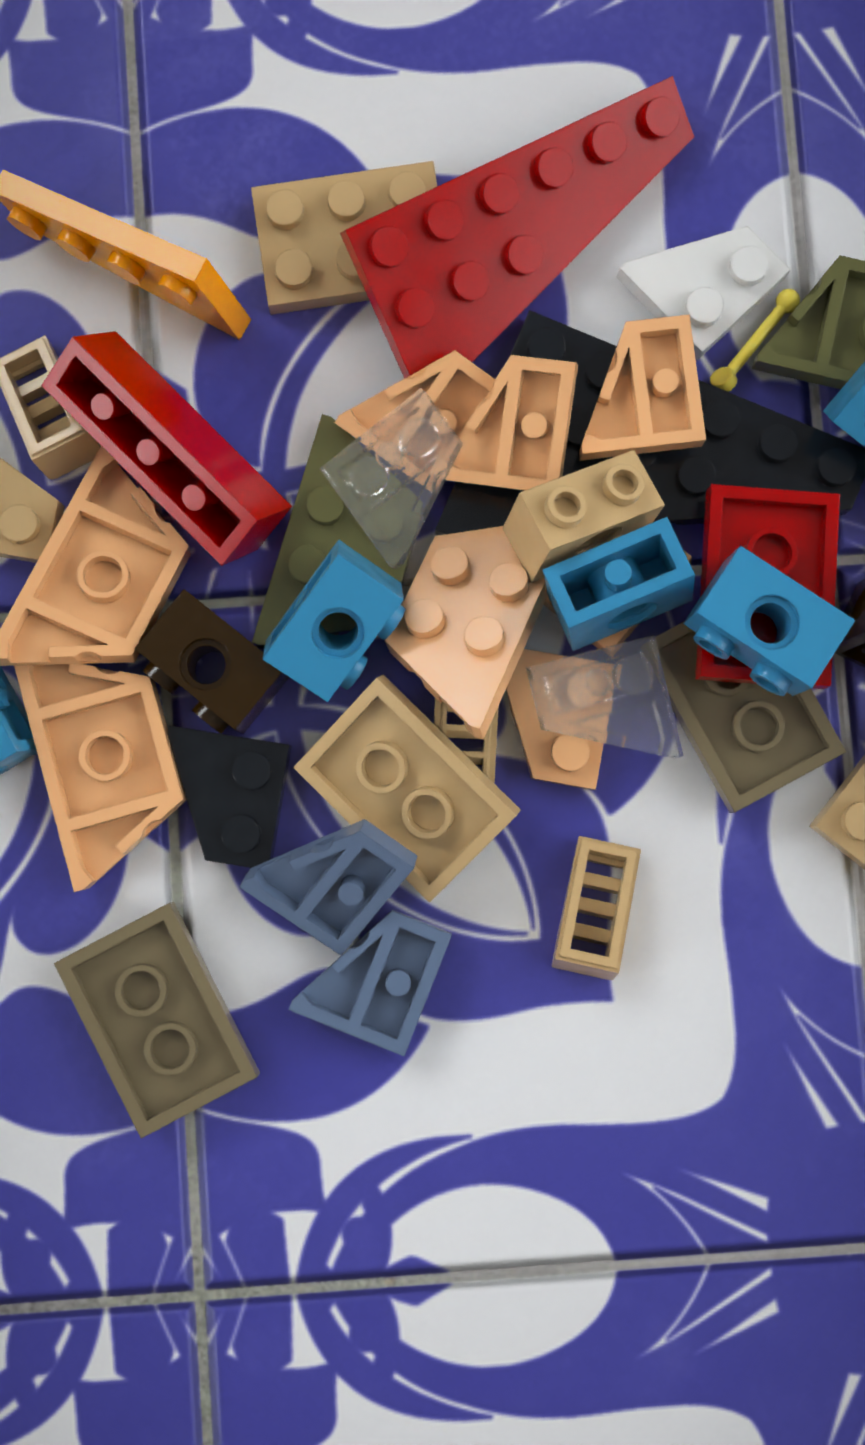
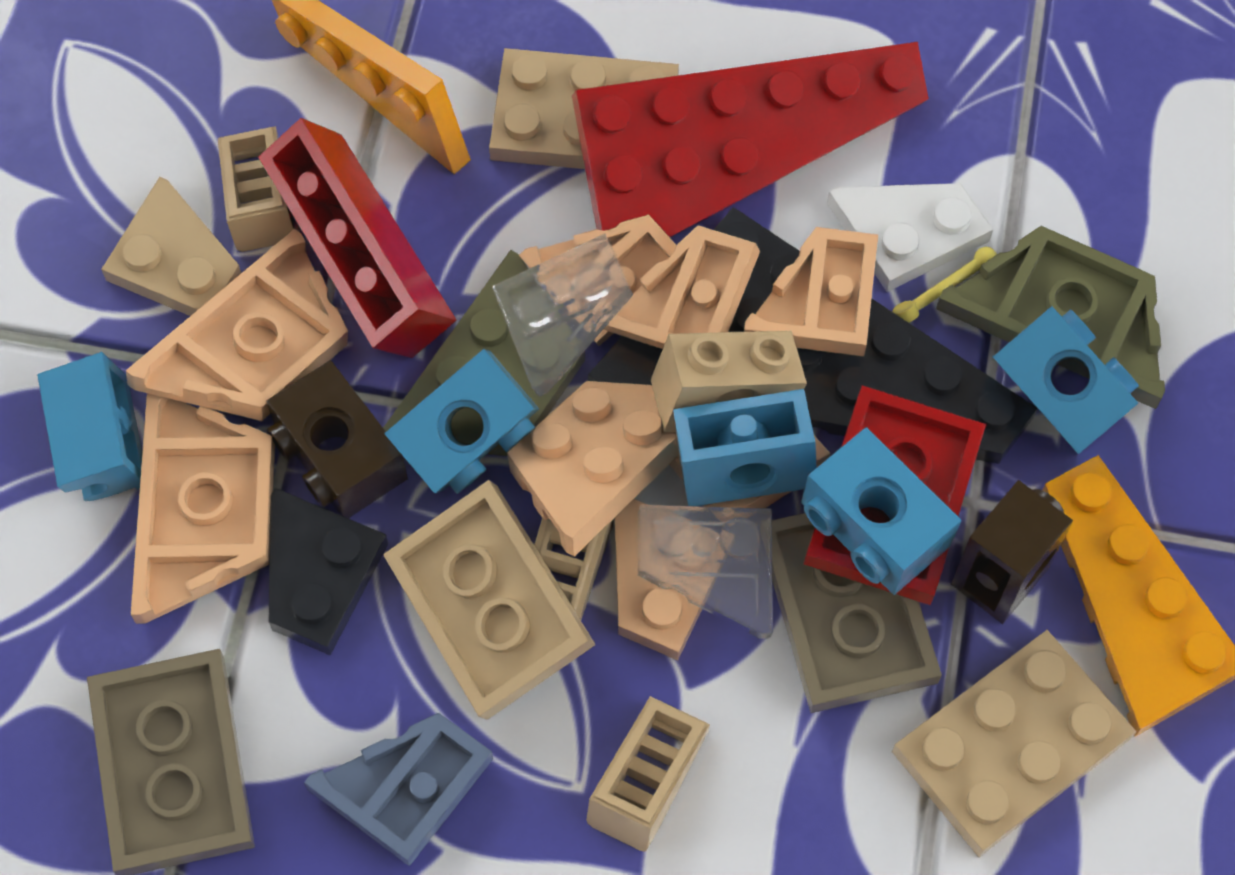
camera: 15 degrees right, 20 degrees down
(333, 882) = (388, 669): sand blue wing -> none

